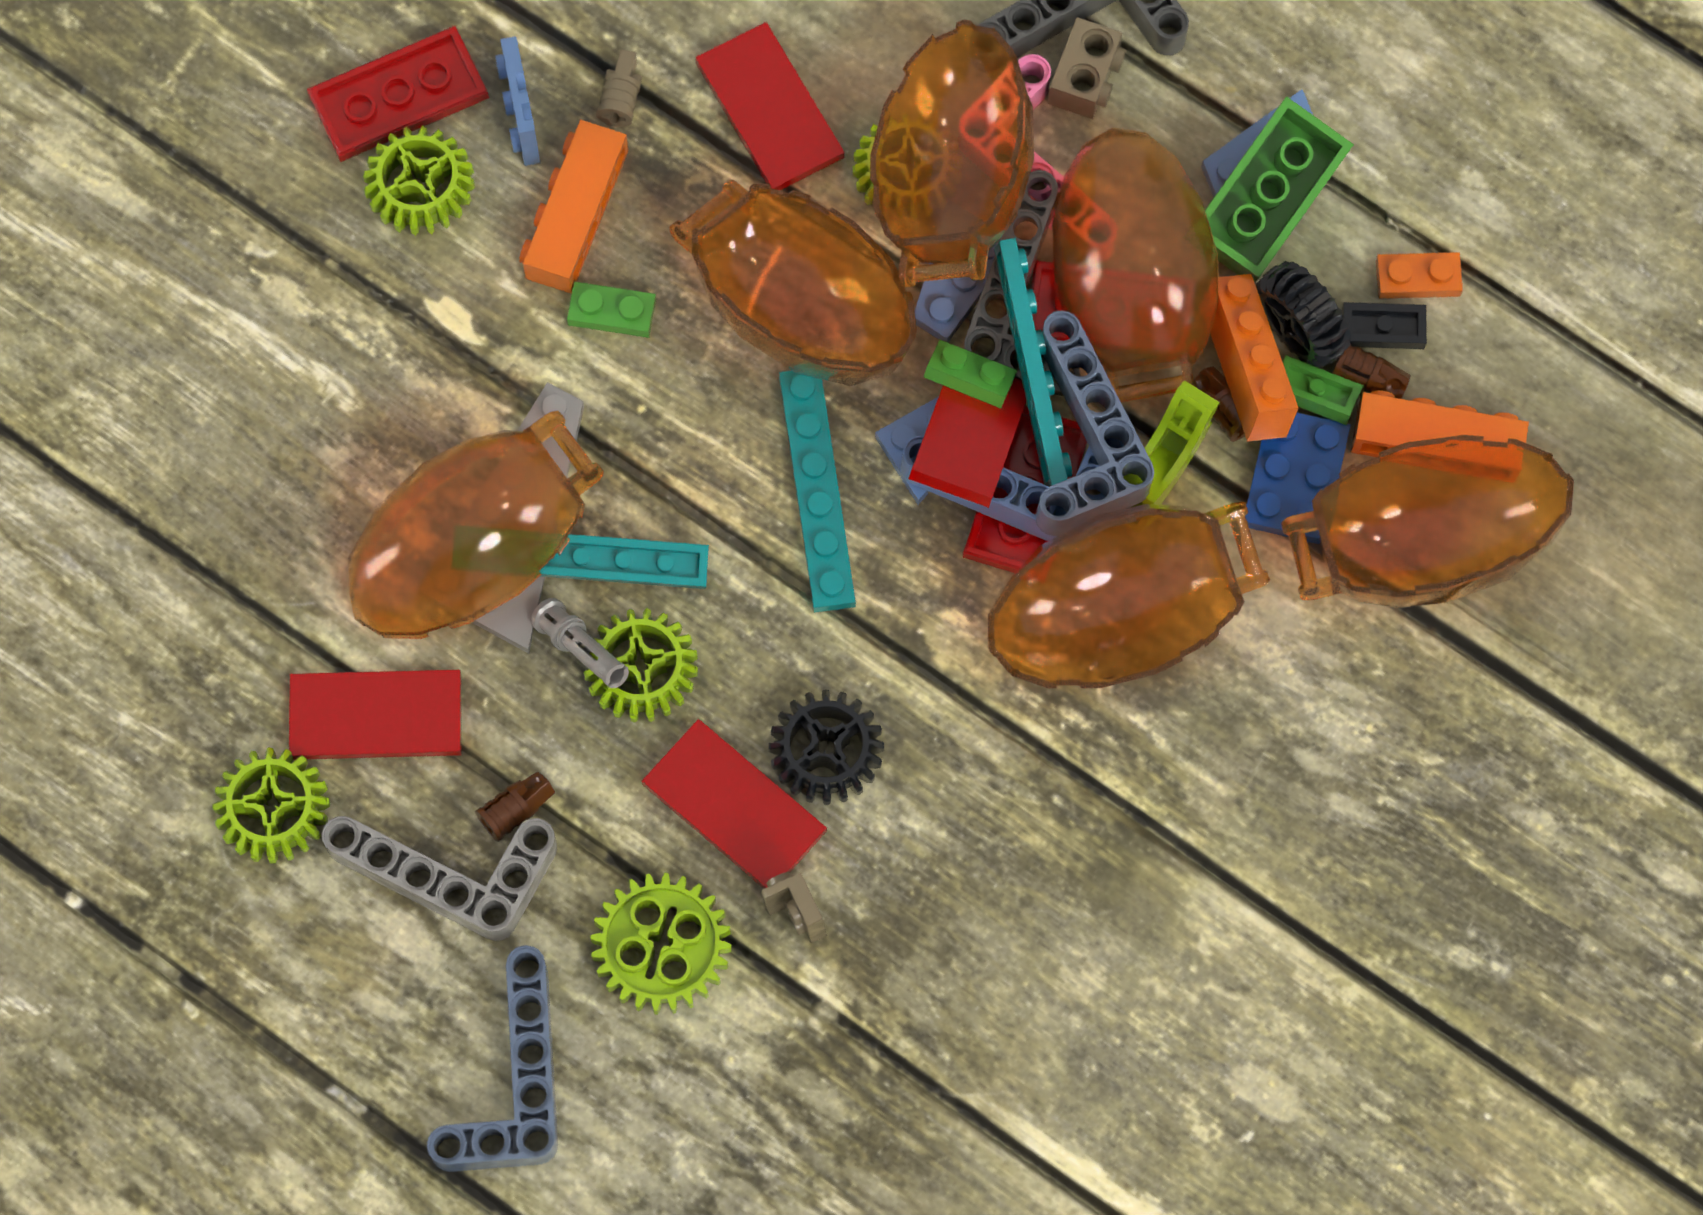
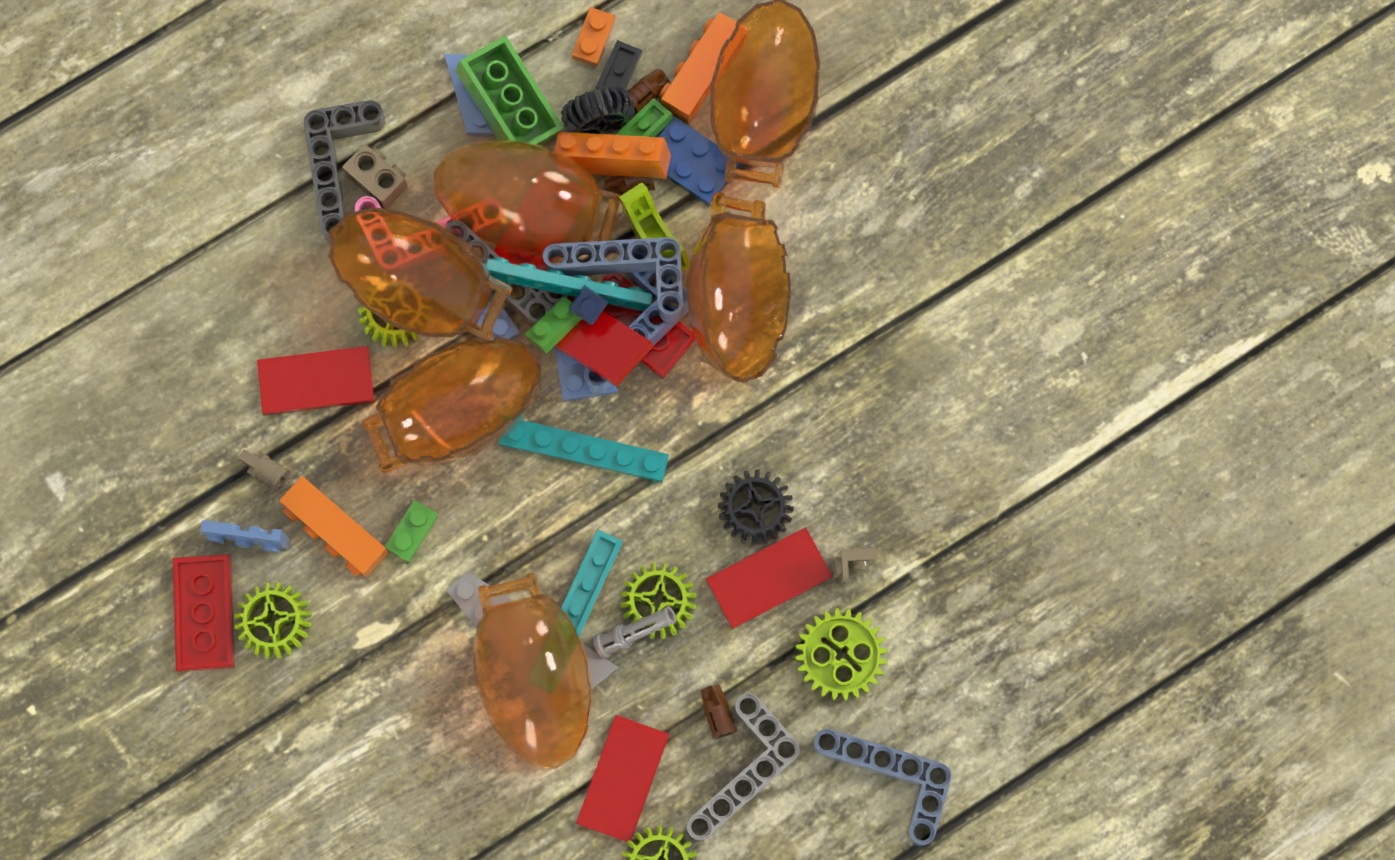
camera: 70 degrees left, 5 degrees up
(1012, 400) = (588, 305): none -> dark blue plate

